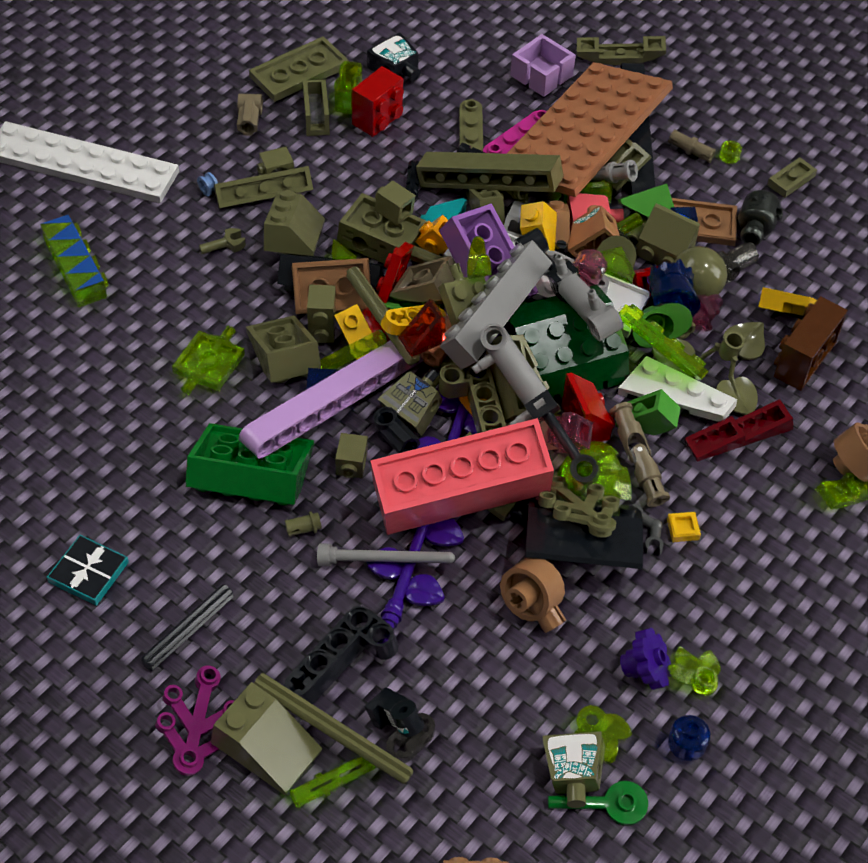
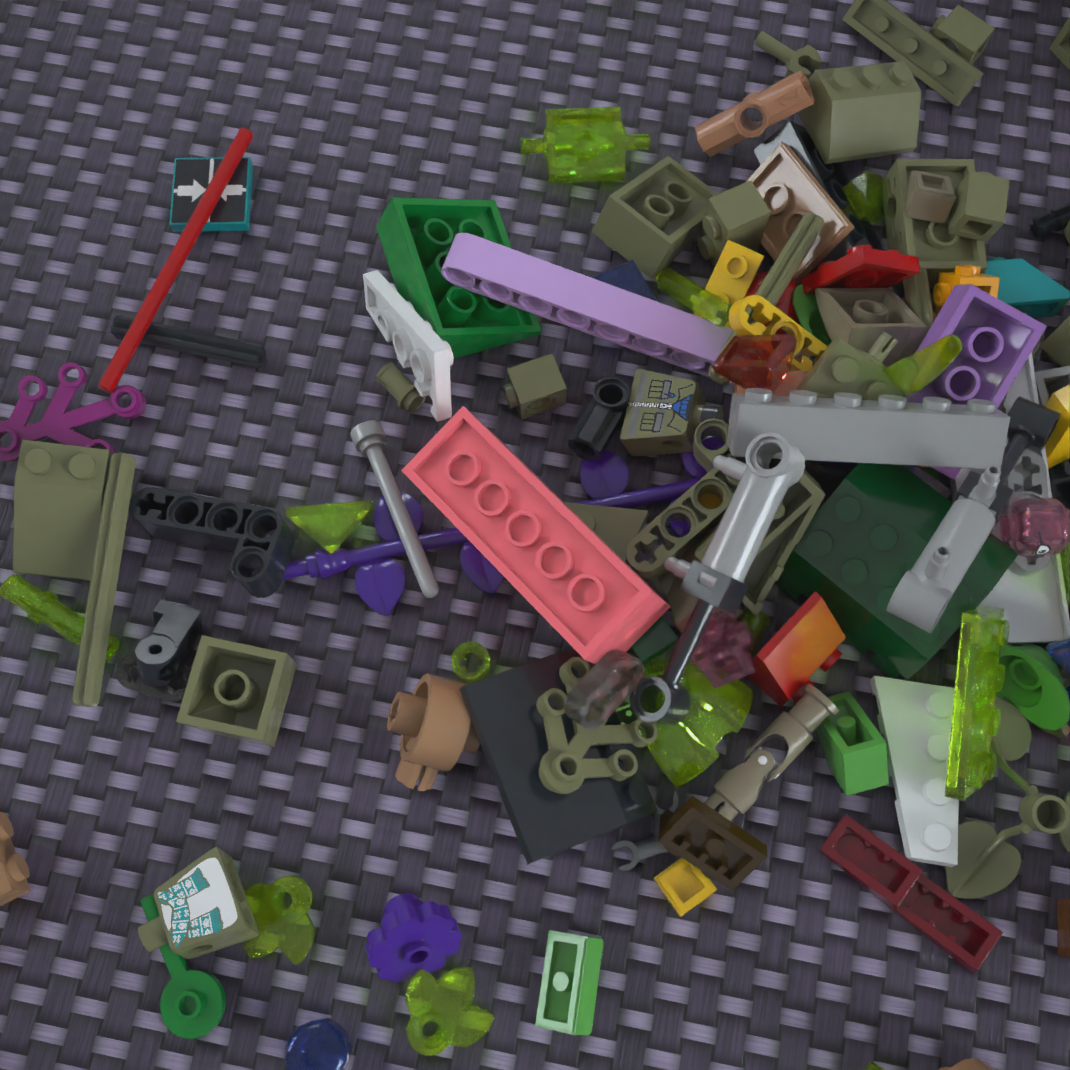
camera: 65 degrees right, 20 degrees up
(130, 603) = (175, 262): none -> red piece
(255, 283) = (773, 102): none -> nougat piece
(293, 491) = (413, 342): none -> white wing
(372, 219) = (929, 196): none -> dark tan slope
(373, 591) = (332, 522): none -> clear neon green slope
(451, 685) = (237, 691): none -> olive slope
(494, 562) = (480, 653): none -> clear neon green bush
(568, 484) = (603, 689): none -> clear smoke beam
(671, 493) = (711, 843): none -> dark brown bracket
(708, 606) = (569, 983): none -> bright green slope

